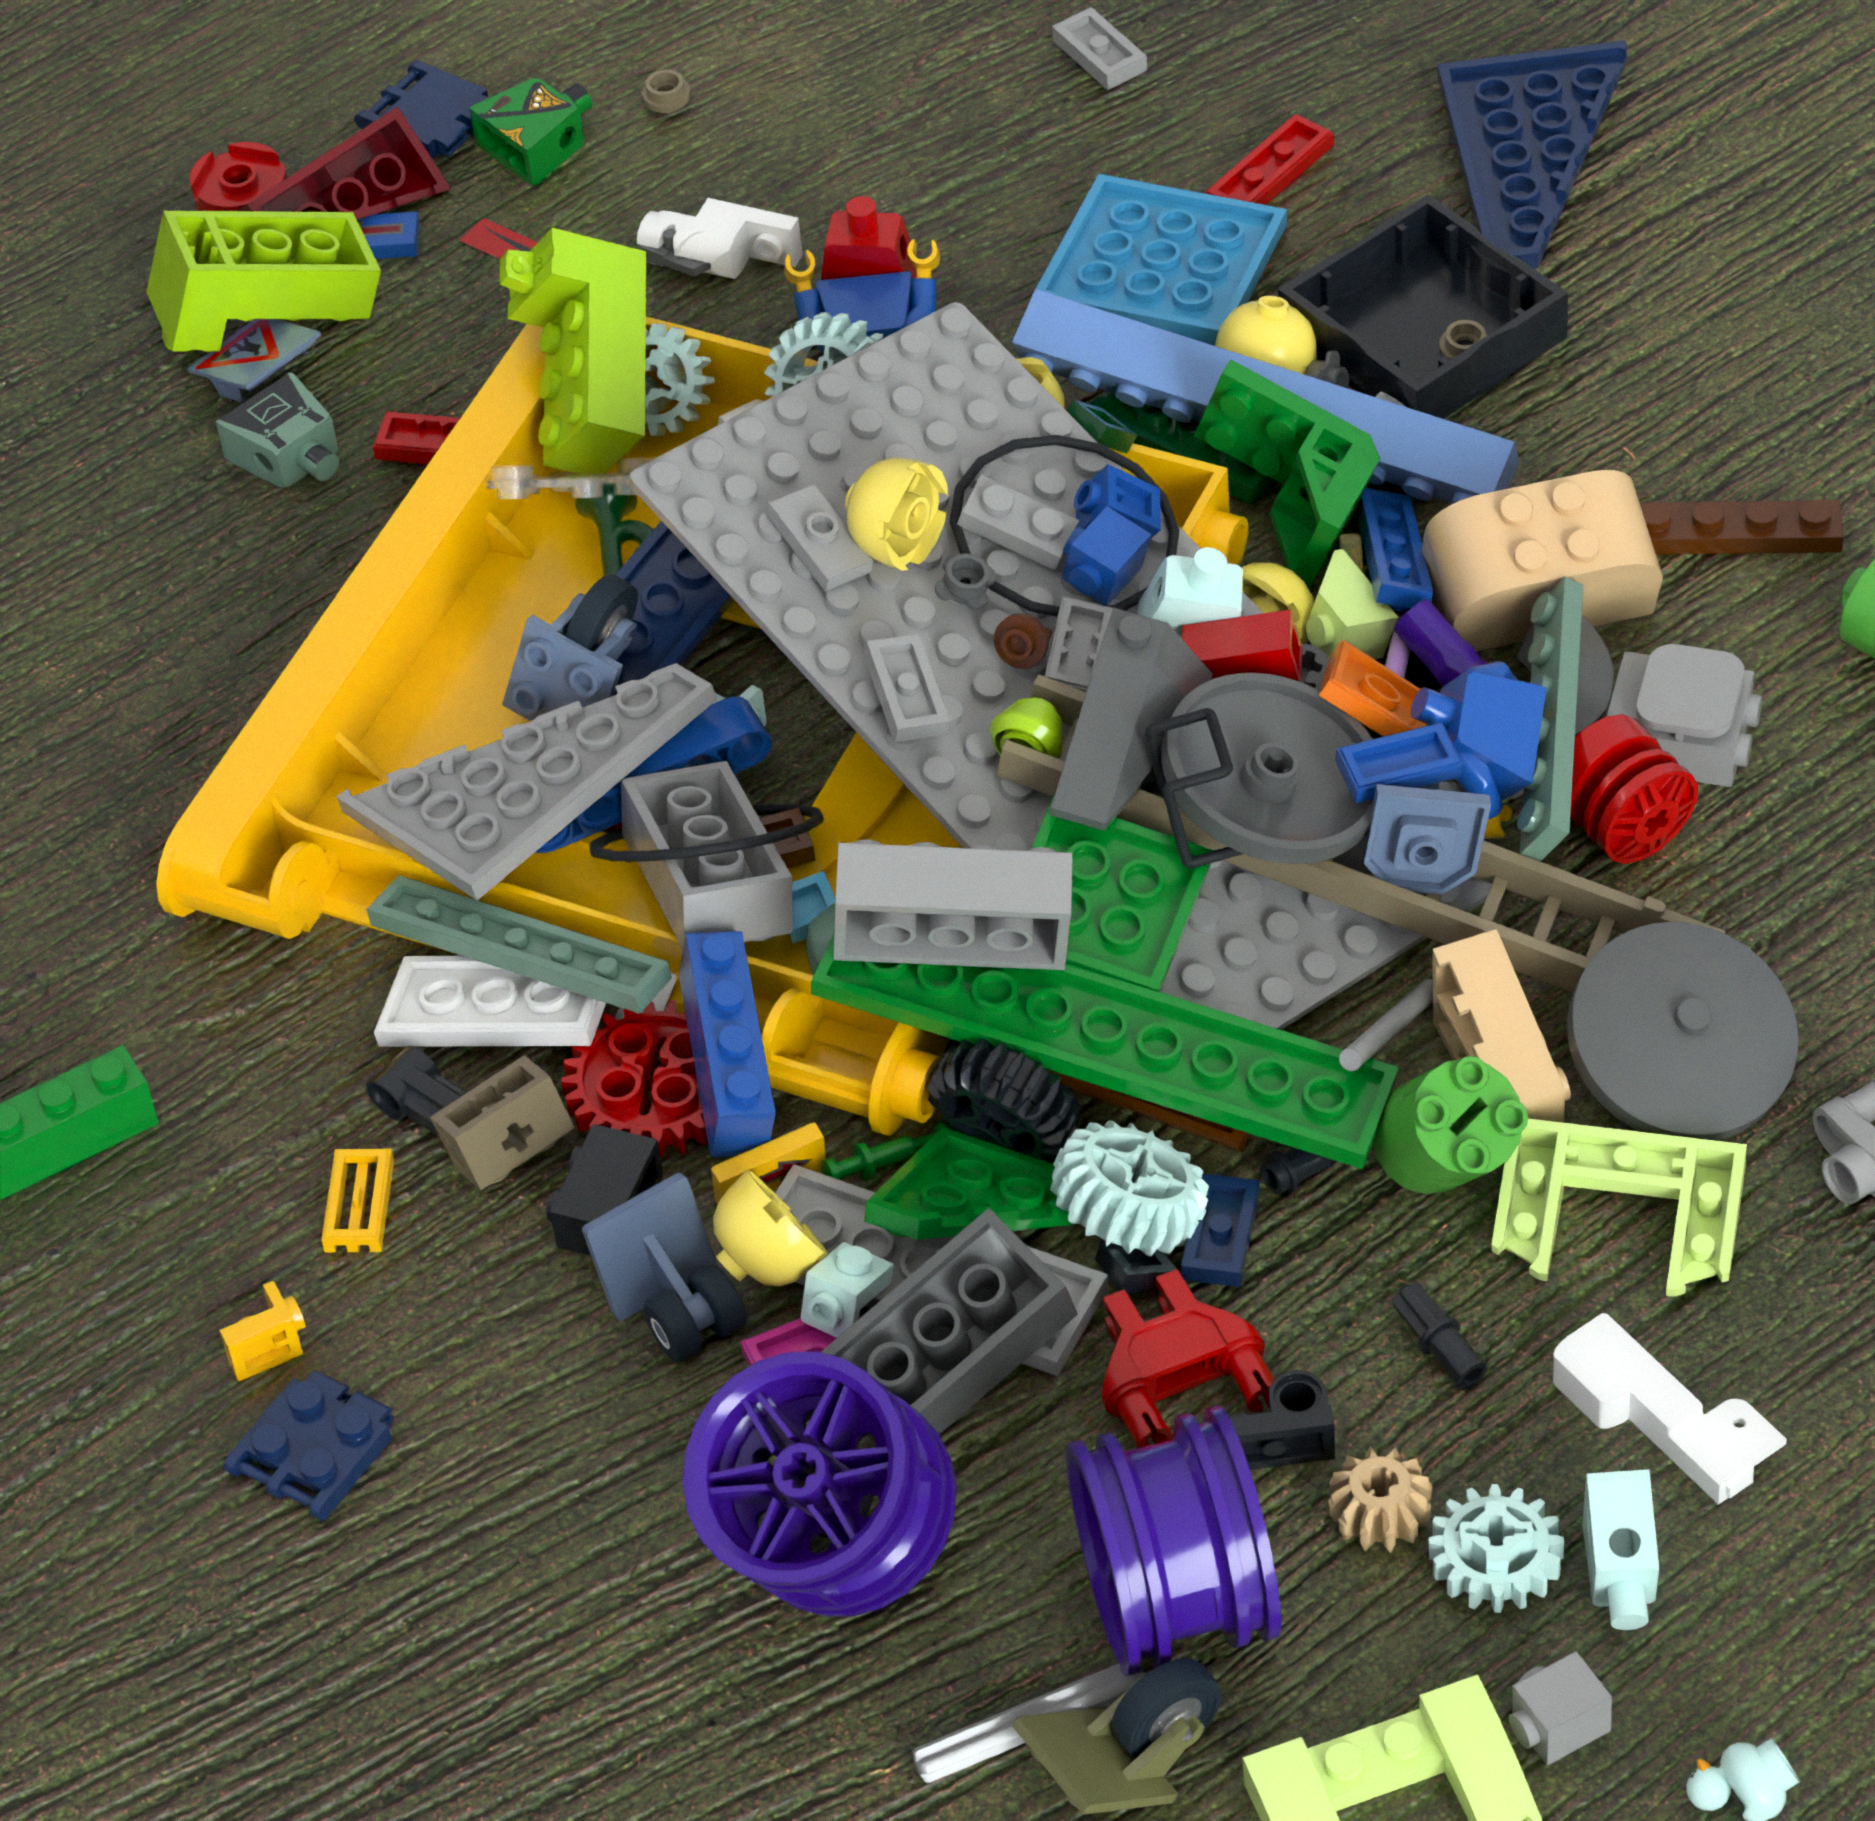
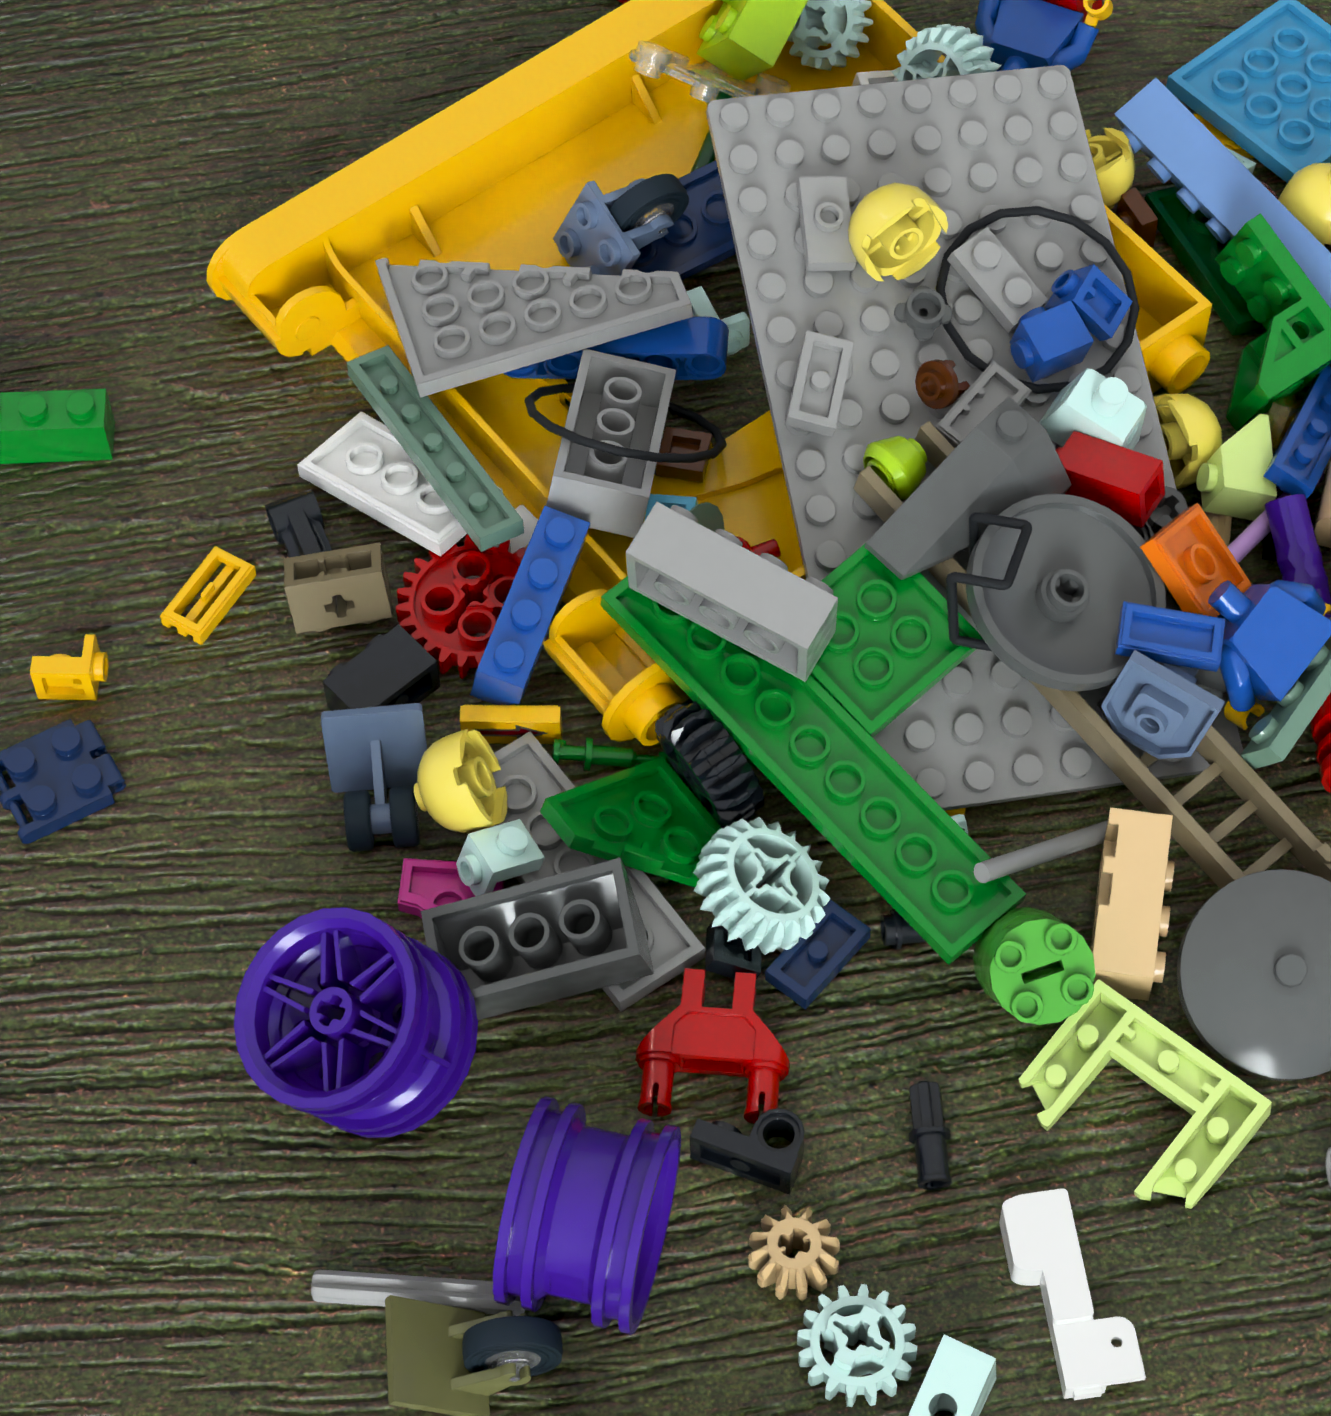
camera: 25 degrees right, 10 degrees up
(1102, 426) = (1127, 222): dark green plate -> none

